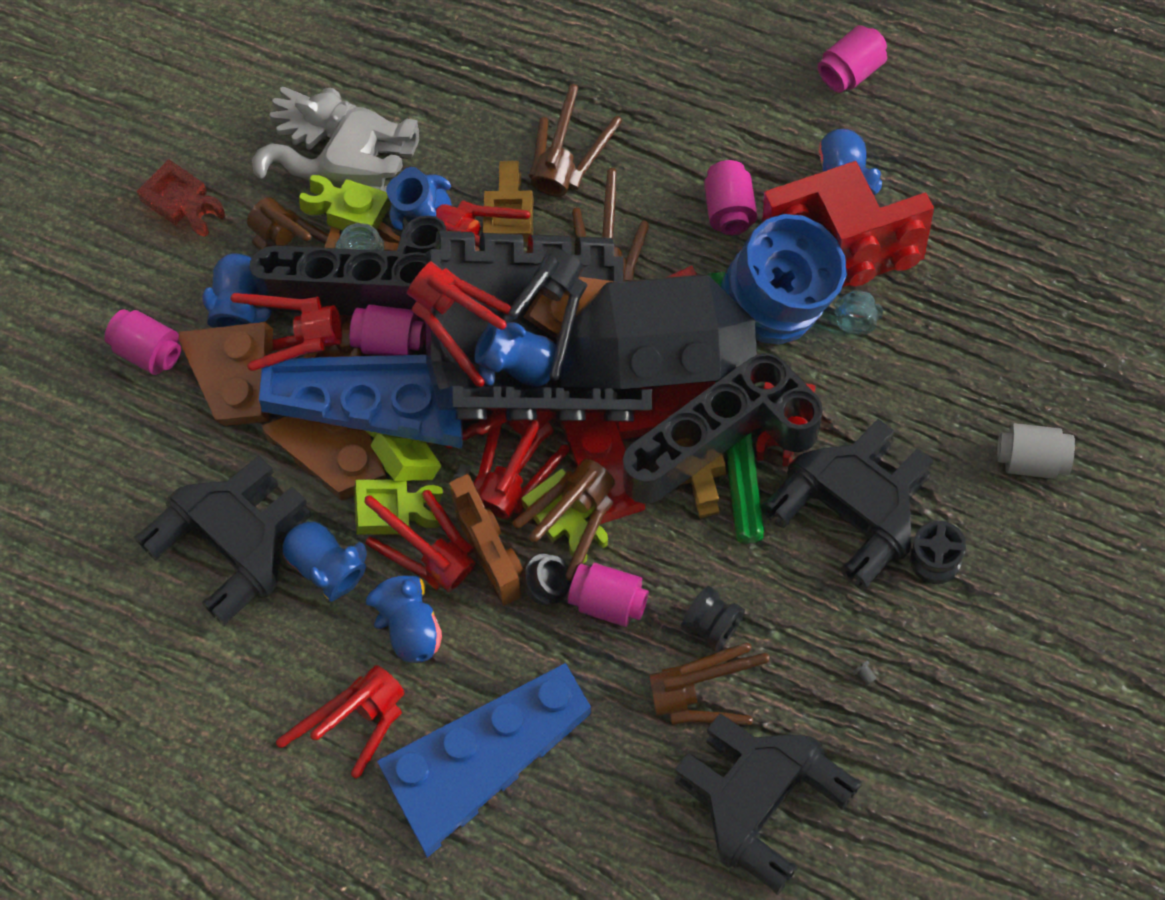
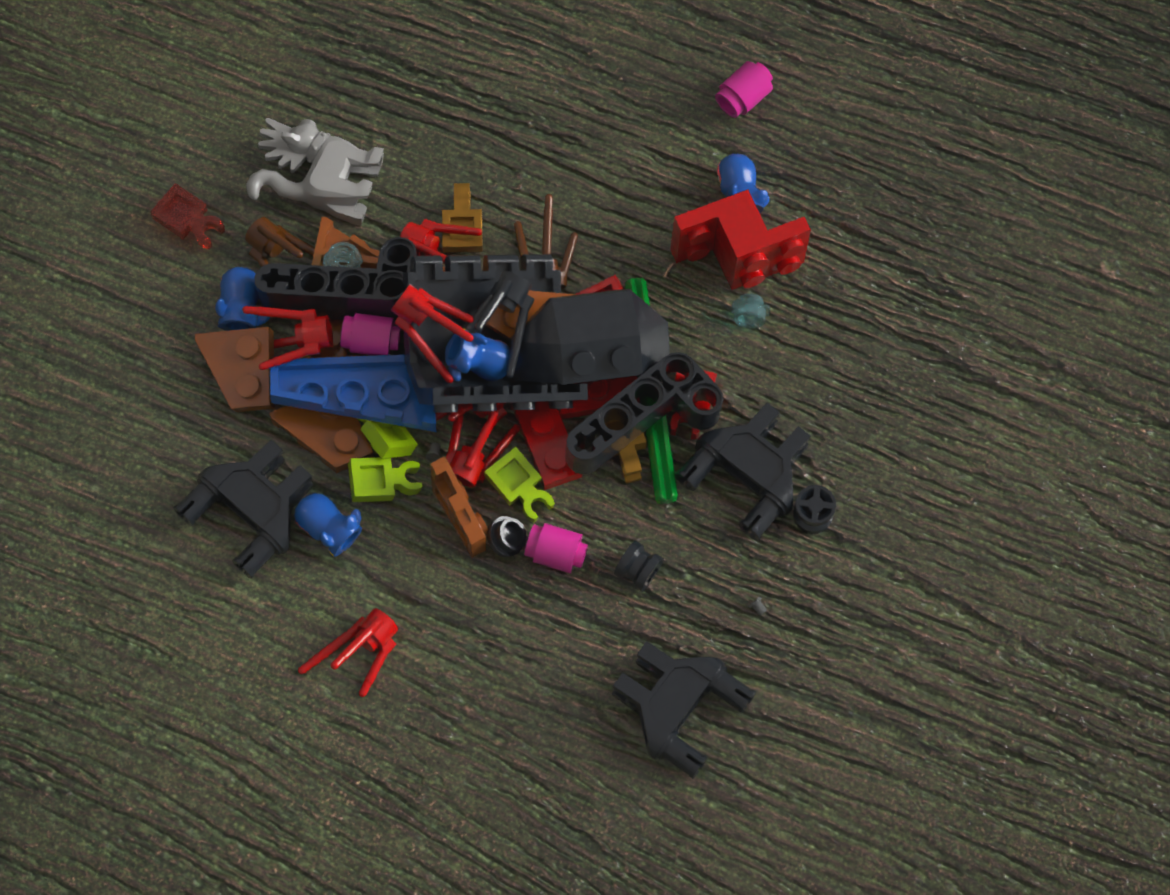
camera: 10 degrees left, 5 degrees up
(143, 341) = (166, 342): dark pink brick -> none
(345, 205) = (329, 225): lime plate -> none
(411, 622) = (401, 574): blue animal -> none
(416, 195) = (387, 218): blue animal -> none
(445, 562) = (425, 524): red plant -> none
(465, 763) = (450, 682): blue wing -> none
(554, 169) = (499, 189): reddish brown plant -> none
(581, 490) = (533, 465): reddish brown plant -> none
(675, 686) = (611, 621): reddish brown plant -> none
(730, 197) = (645, 213): dark pink brick -> none
(786, 276) = (706, 277): blue wheel -> none
(1036, 451) = (891, 426): light grey brick -> none

